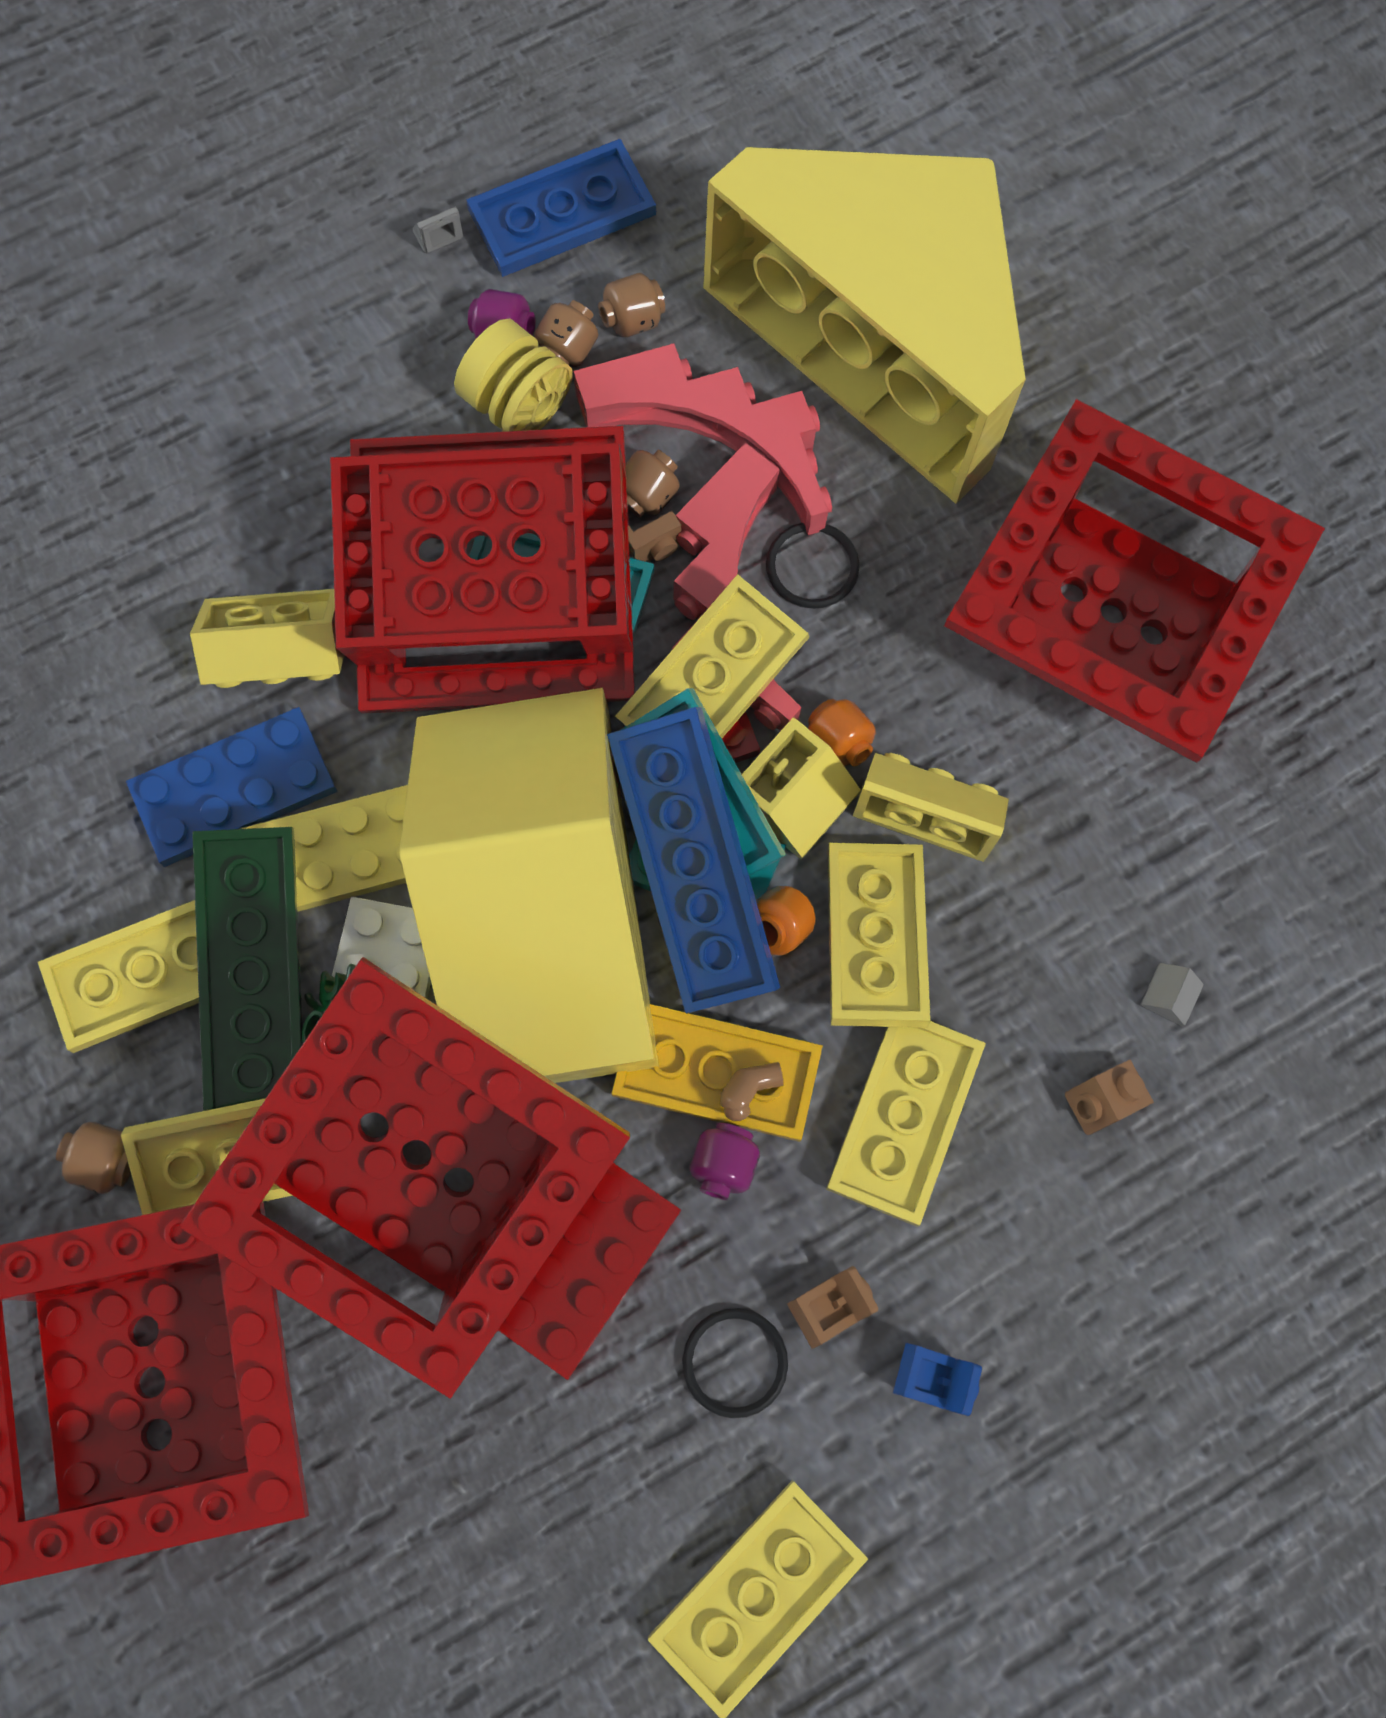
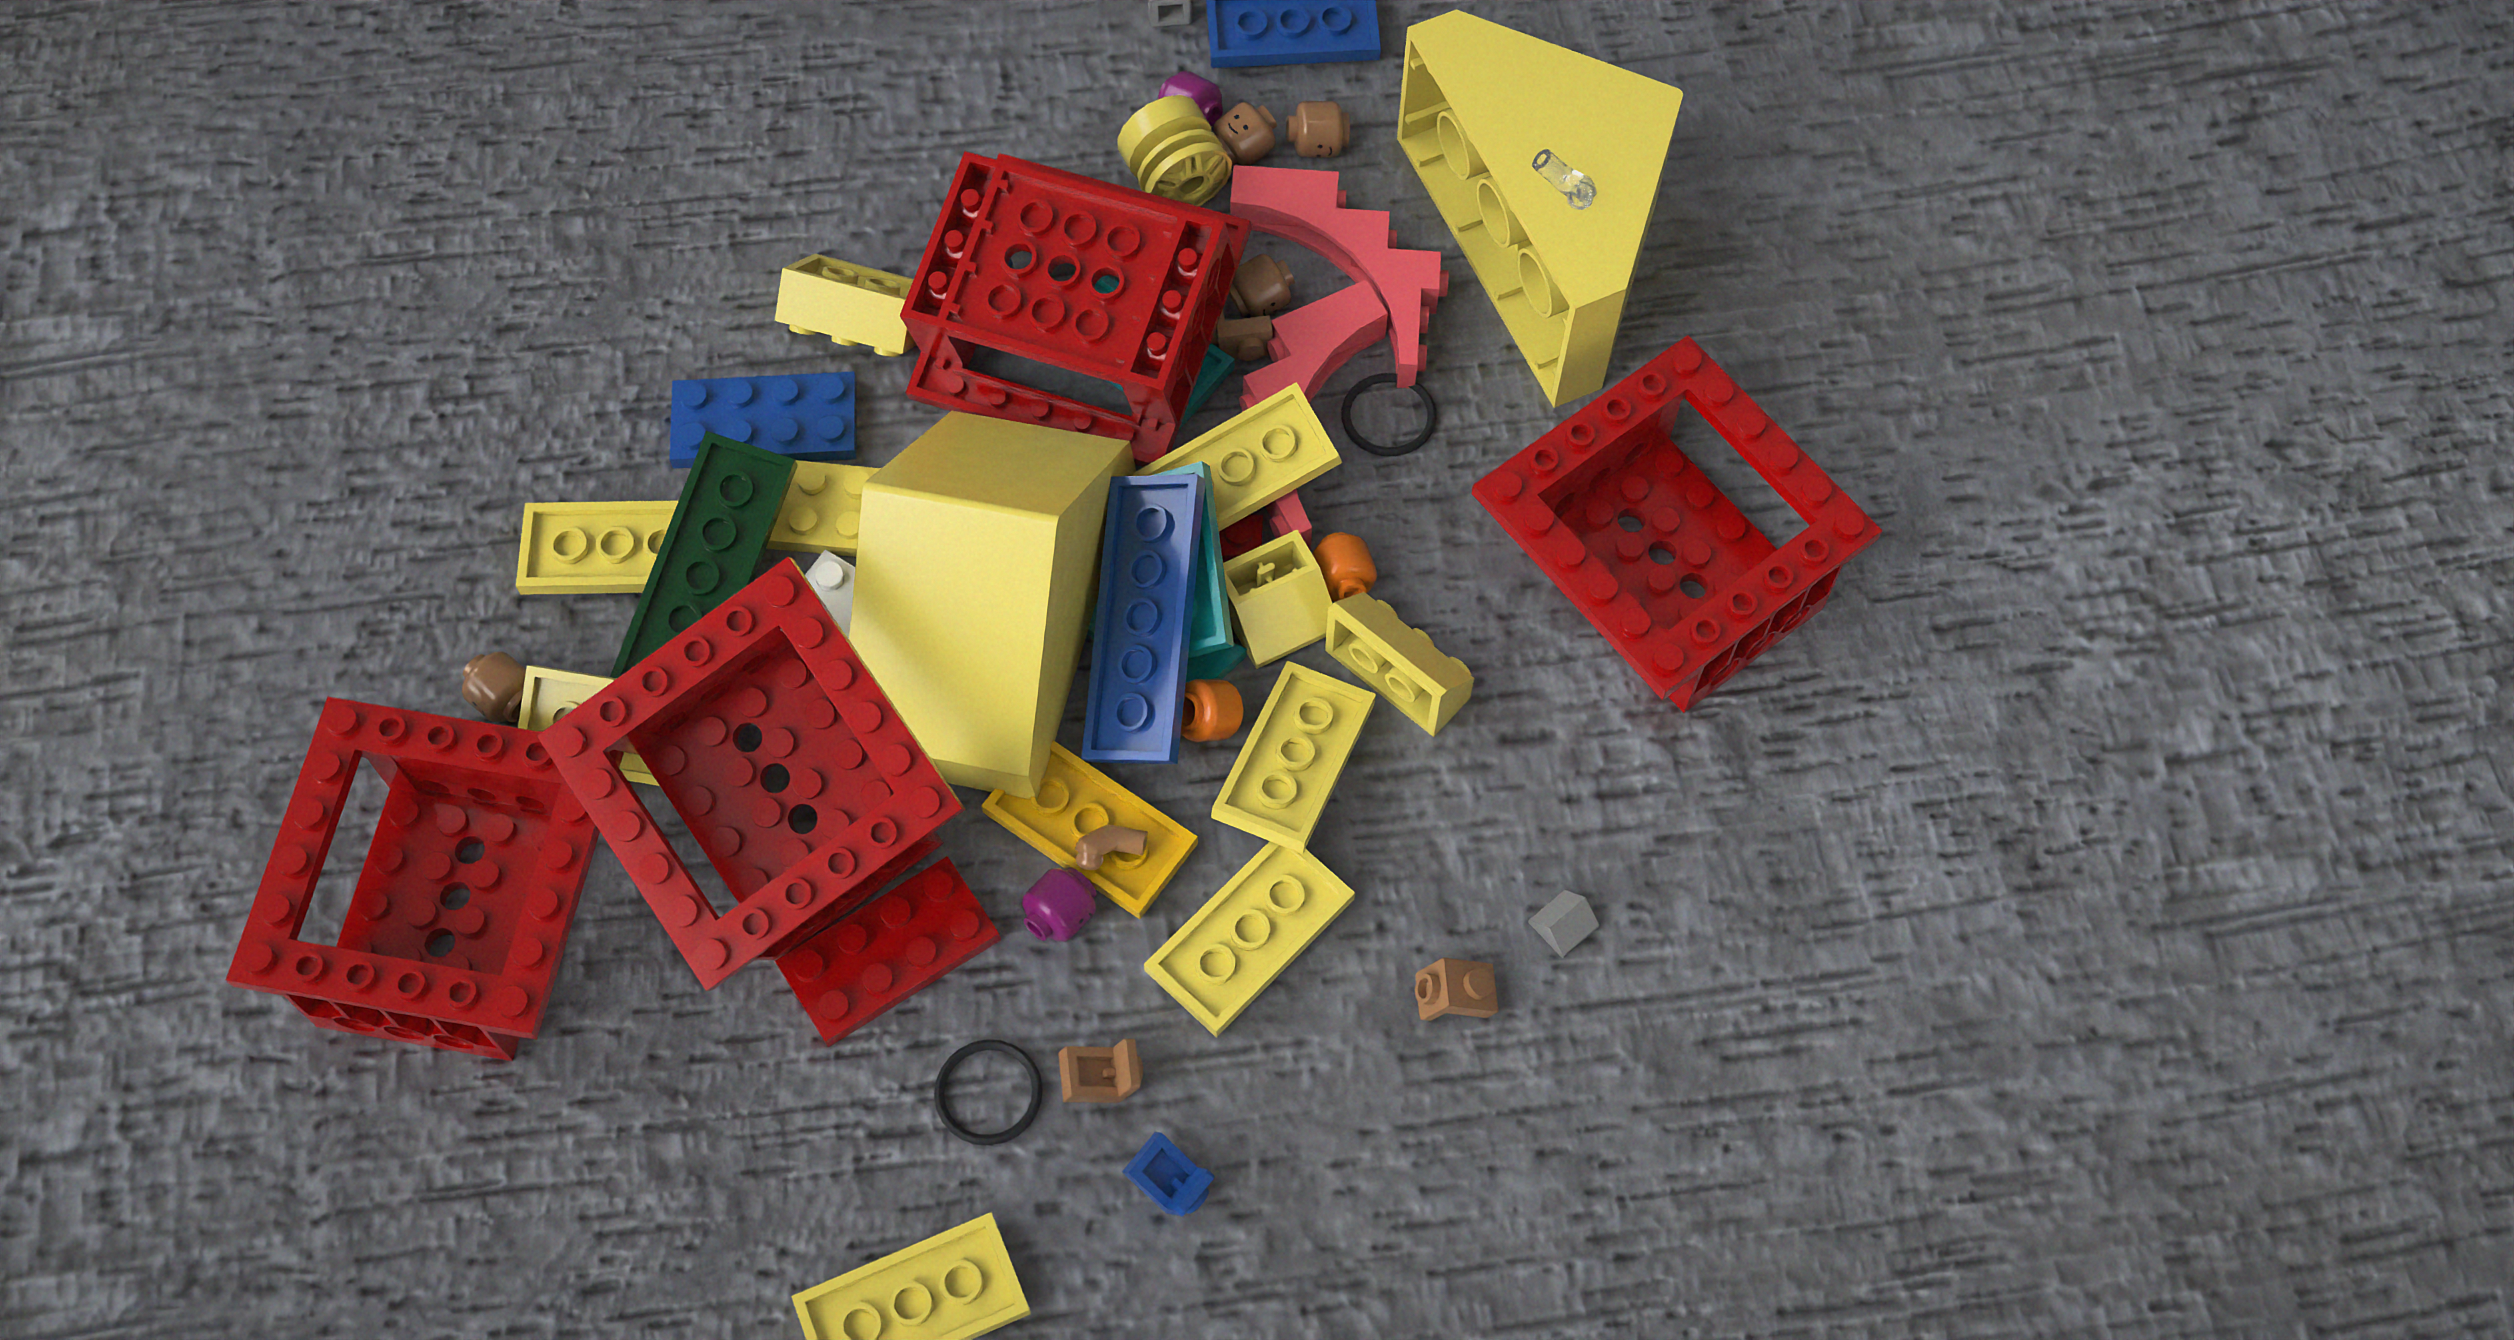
camera: 25 degrees right, 10 degrees down
(930, 289) = (1569, 181): none -> clear arm

